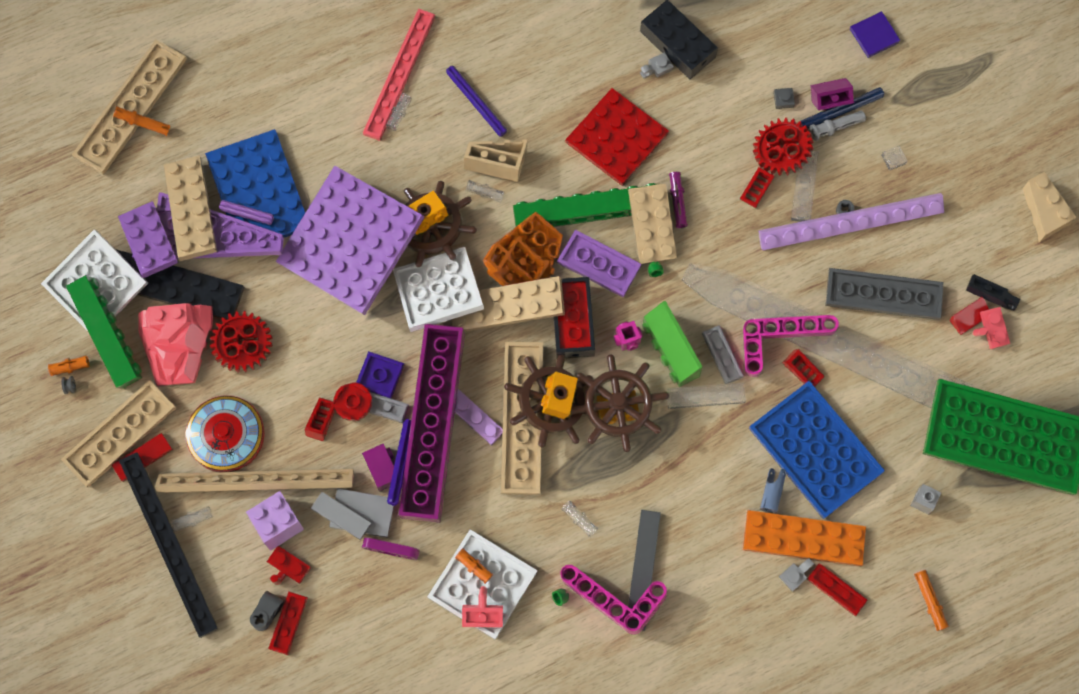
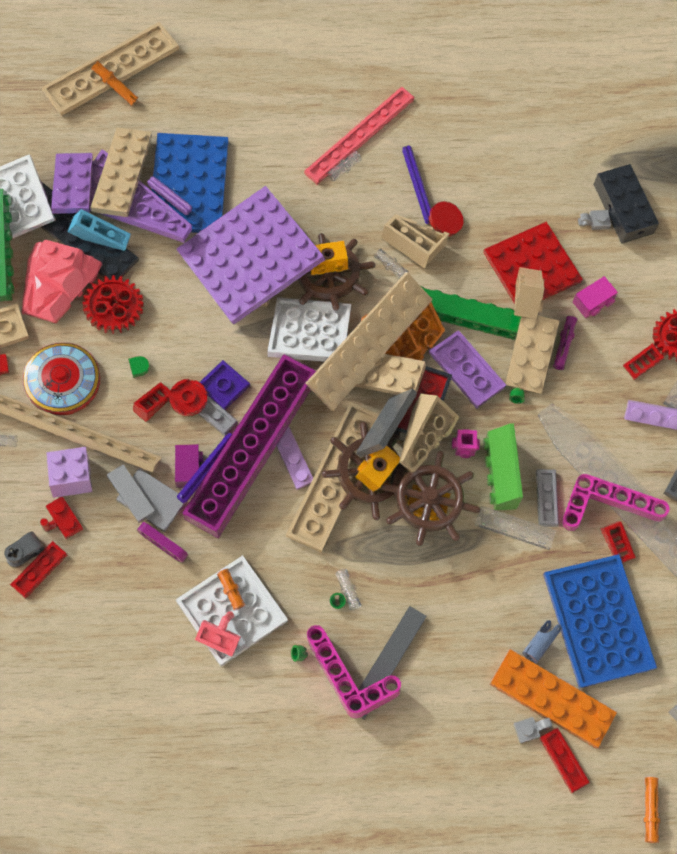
camera: 15 degrees right, 5 degrees down
(192, 277) = (98, 231): none -> medium azure slope
(292, 390) = (139, 366): none -> green tile
(500, 279) = (369, 341): none -> tan plate
(517, 124) = (446, 218): none -> red tile
(549, 350) = (386, 423): none -> dark grey tile
(578, 531) = (342, 600): none -> green hinge
(588, 336) = (428, 425): none -> tan wedge
(626, 168) = (529, 293): none -> tan wedge
(687, 144) = (594, 297): none -> dark pink brick

